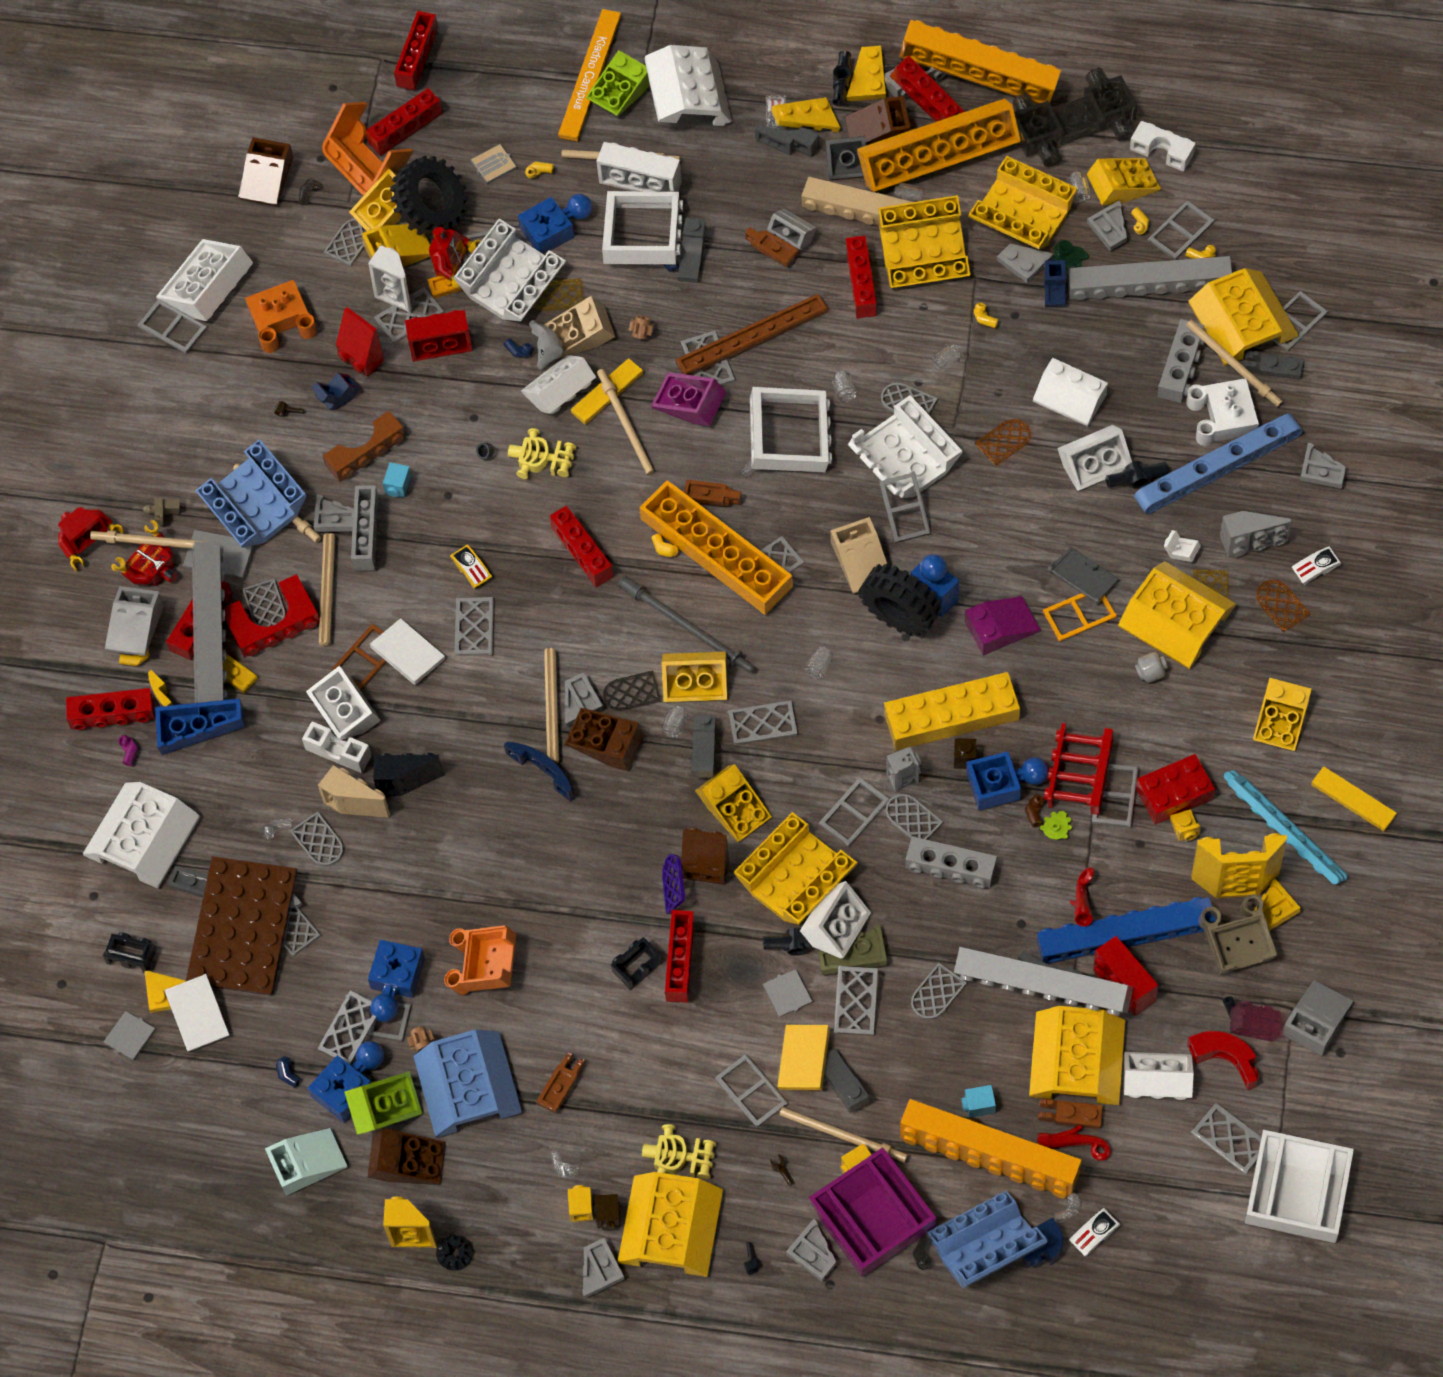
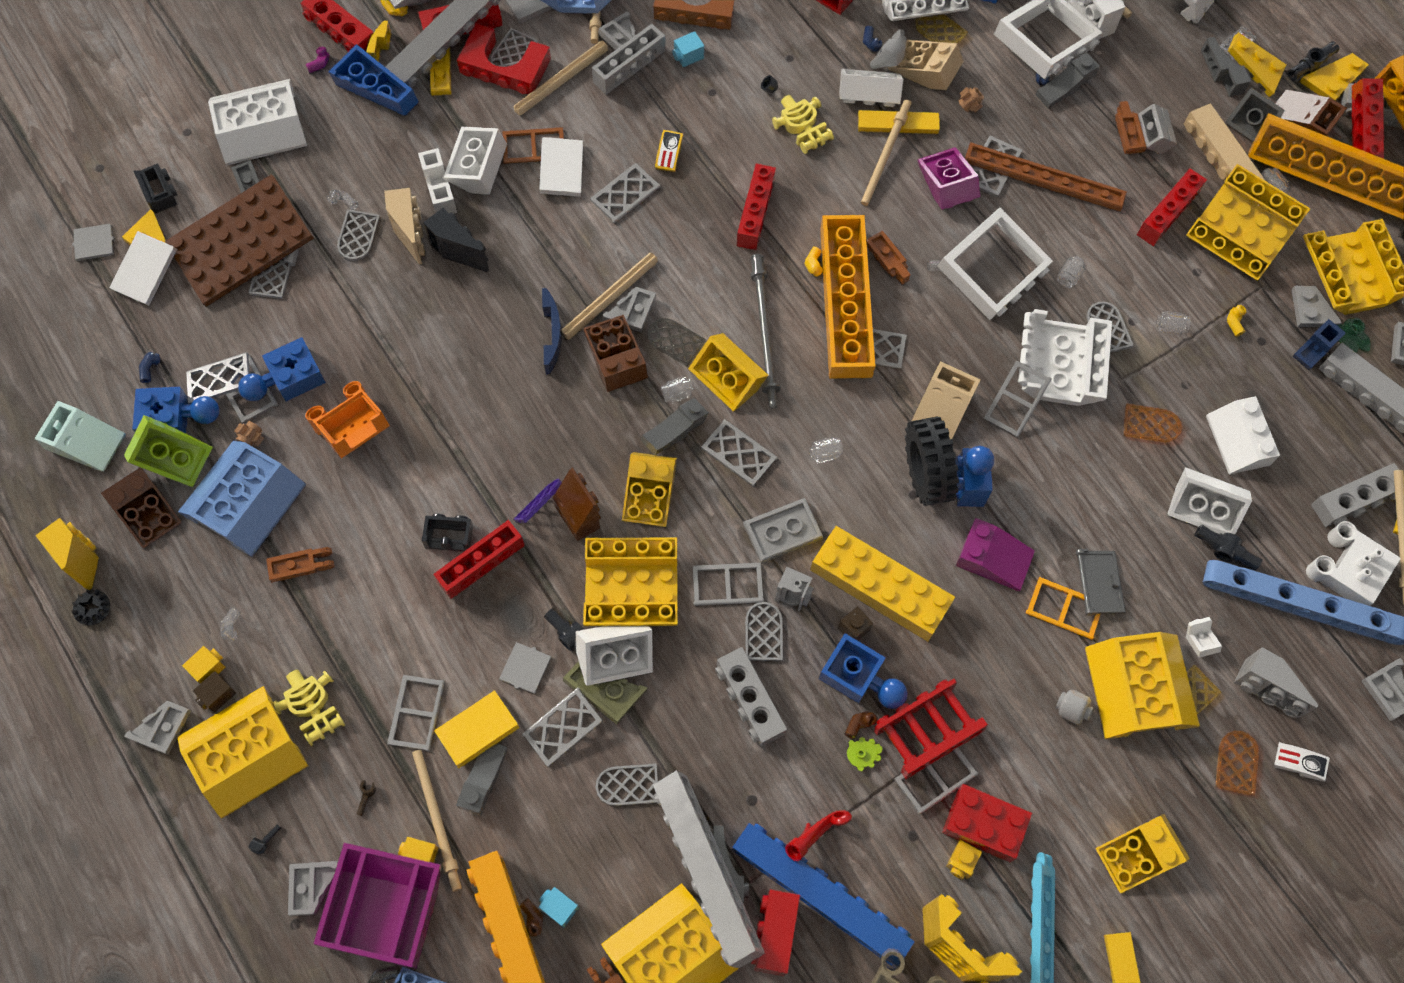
camera: 40 degrees right, 5 degrees up
(849, 742) = (783, 530): none -> light grey tile

